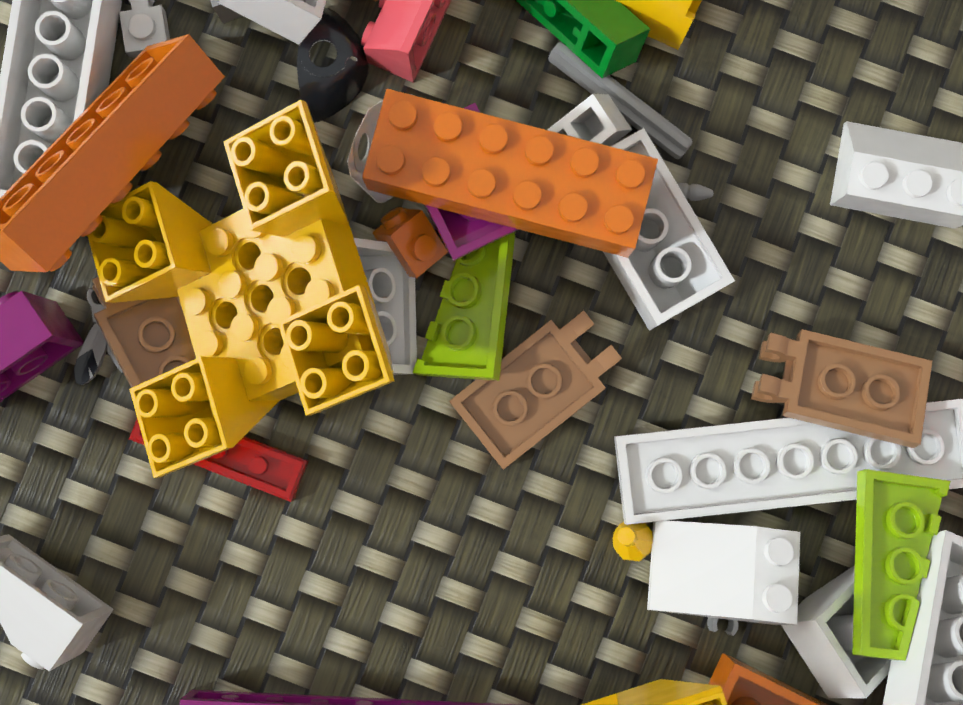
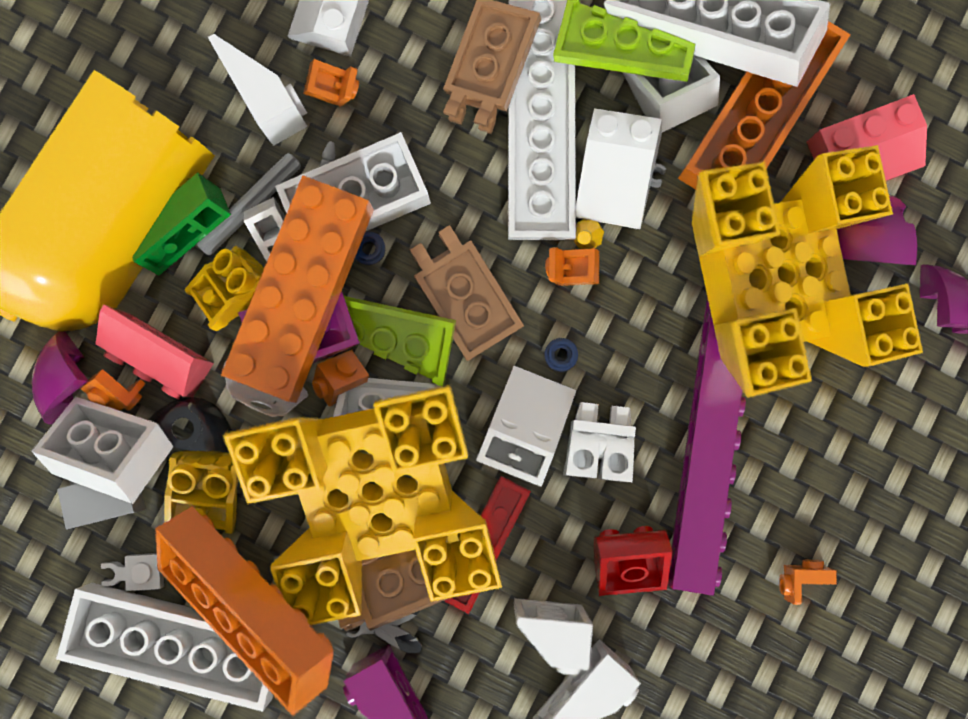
camera: 80 degrees left, 0 degrees up
(107, 554) = (558, 632): none -> white slope
(213, 643) = (632, 561): none -> red brick
(256, 85) = (205, 482): none -> yellow slope
(362, 595) = (608, 442): none -> white hips
(371, 487) = (527, 426): none -> white slope
(461, 532) = (569, 347): none -> dark blue plate
(510, 84) = (226, 286): none -> yellow slope
(576, 272) = (380, 249): none -> dark blue plate
(587, 525) = (573, 266): none -> orange bracket
(748, 111) = (271, 104): none -> white slope
(790, 184) = (331, 83): none -> orange bracket

